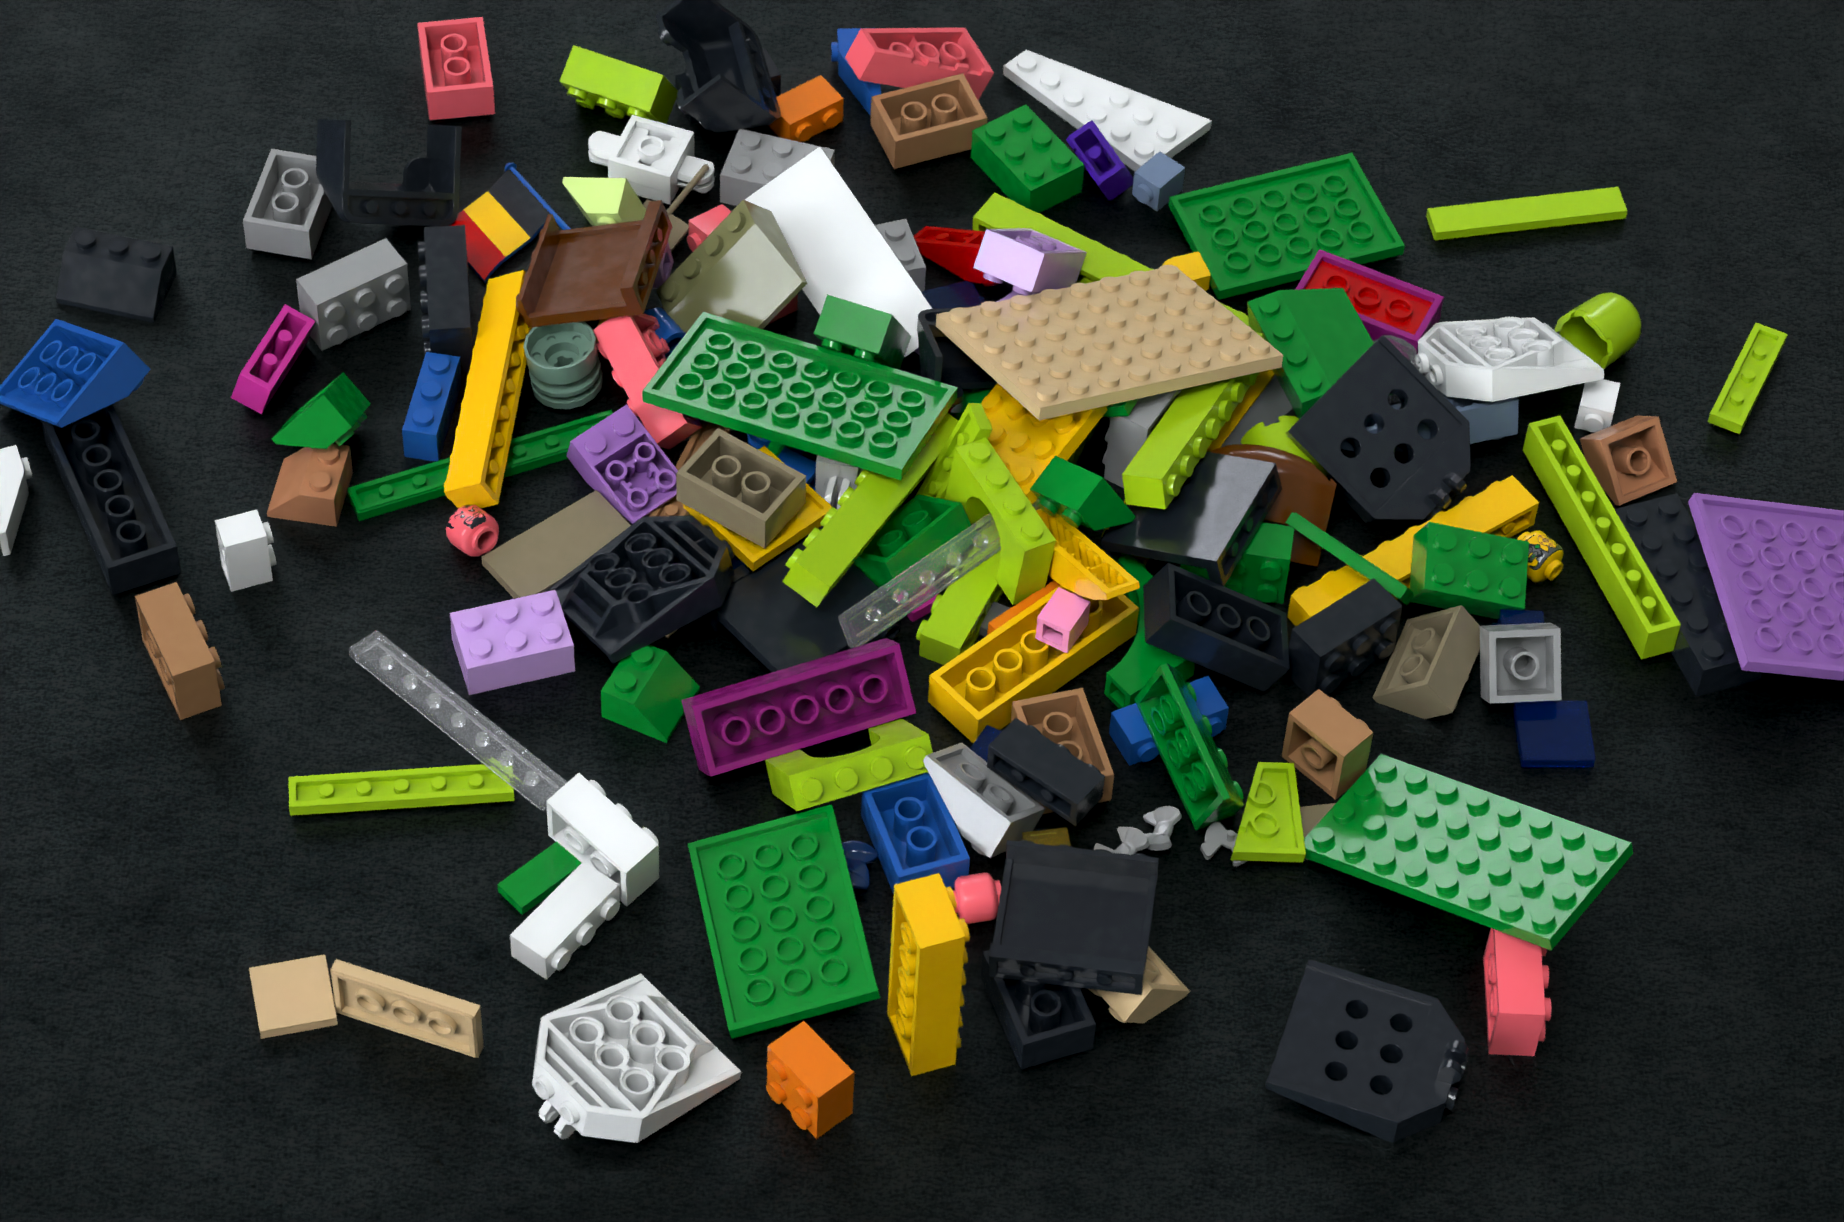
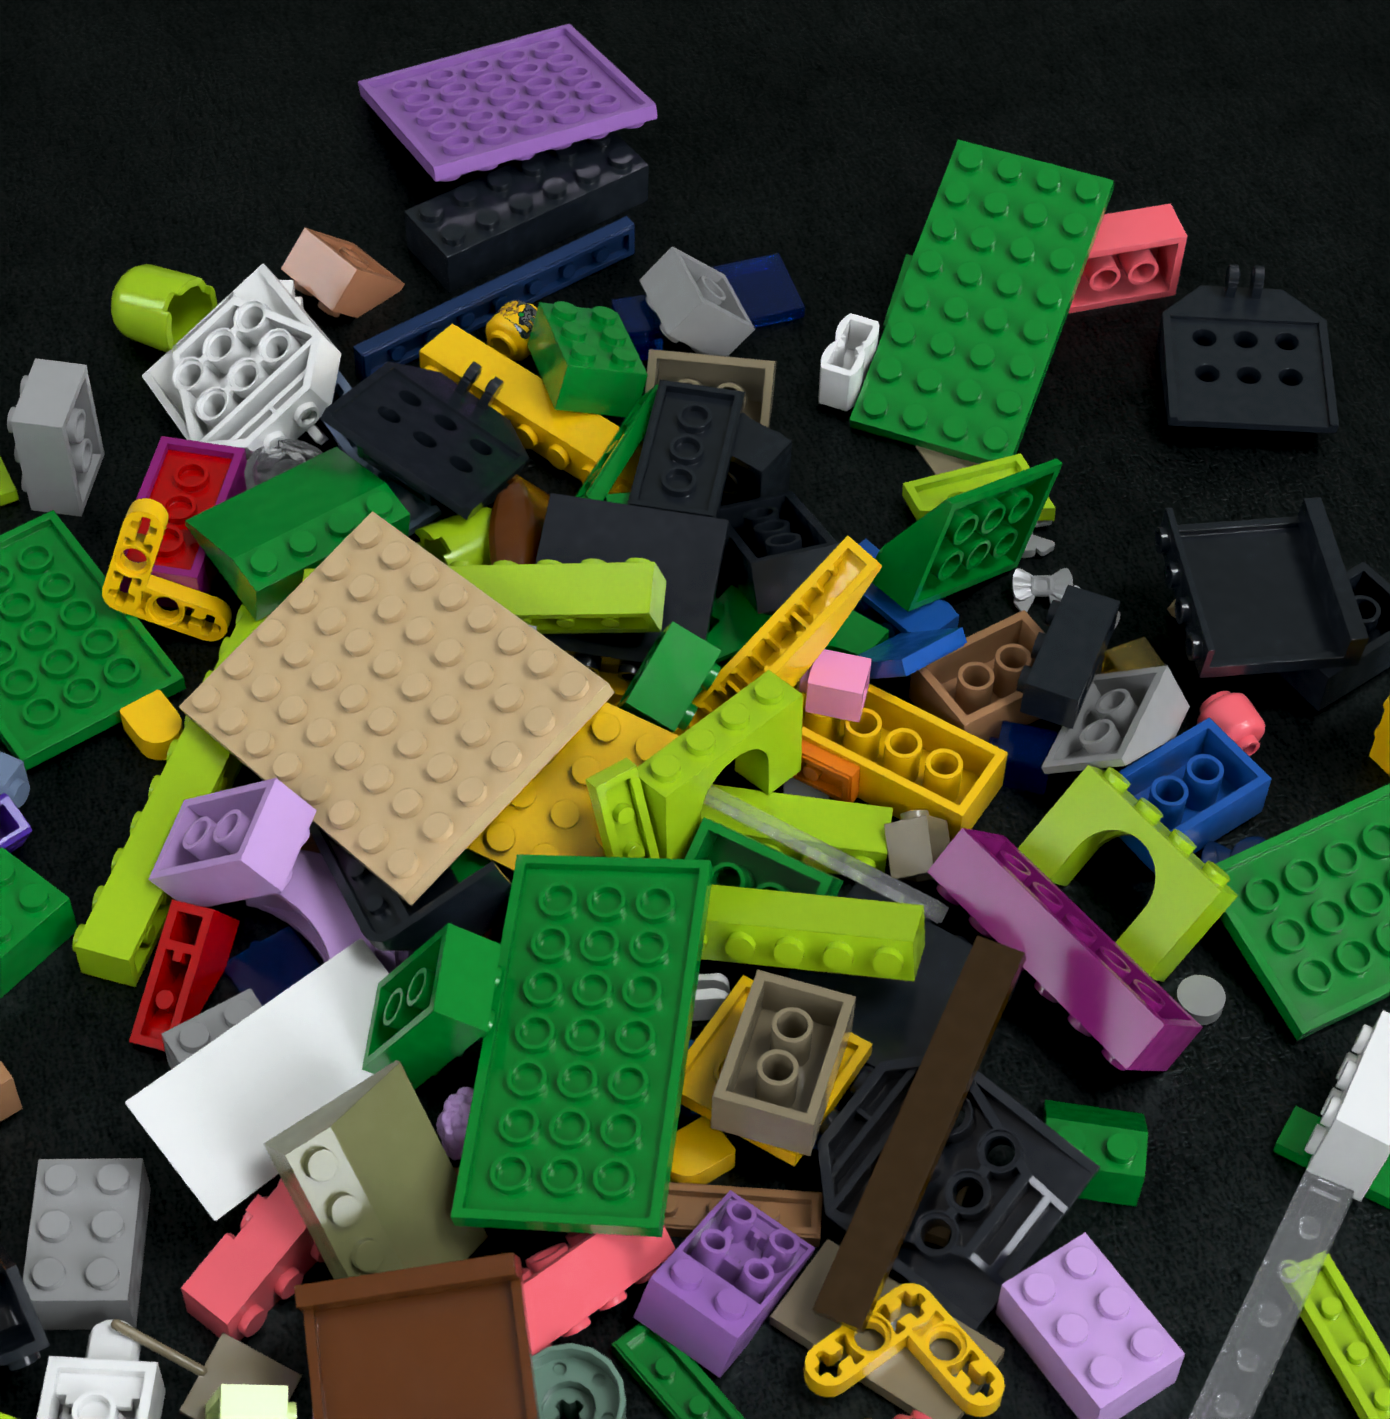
camera: 105 degrees left, 0 degrees up
(546, 551) = (917, 1336): none -> yellow beam
(667, 552) = (919, 1135): none -> dark brown tile
(745, 803) = (1201, 998): none -> light grey tile
(923, 654) = (915, 845): none -> dark tan brick
(1088, 678) = (912, 651): none -> blue tile
(1304, 255) = (146, 588): none -> yellow beam
(1319, 581) = (687, 449): none -> black tile
(1327, 743) = (877, 446): medium nougat brick -> none
(1429, 749) = (847, 361): none -> white brick
(1454, 236) = (56, 436): none -> light grey brick
(1578, 554) = (480, 304): none -> dark blue tile
(1601, 537) = (468, 268): lime brick -> none
(1747, 378) = (184, 197): lime plate -> none

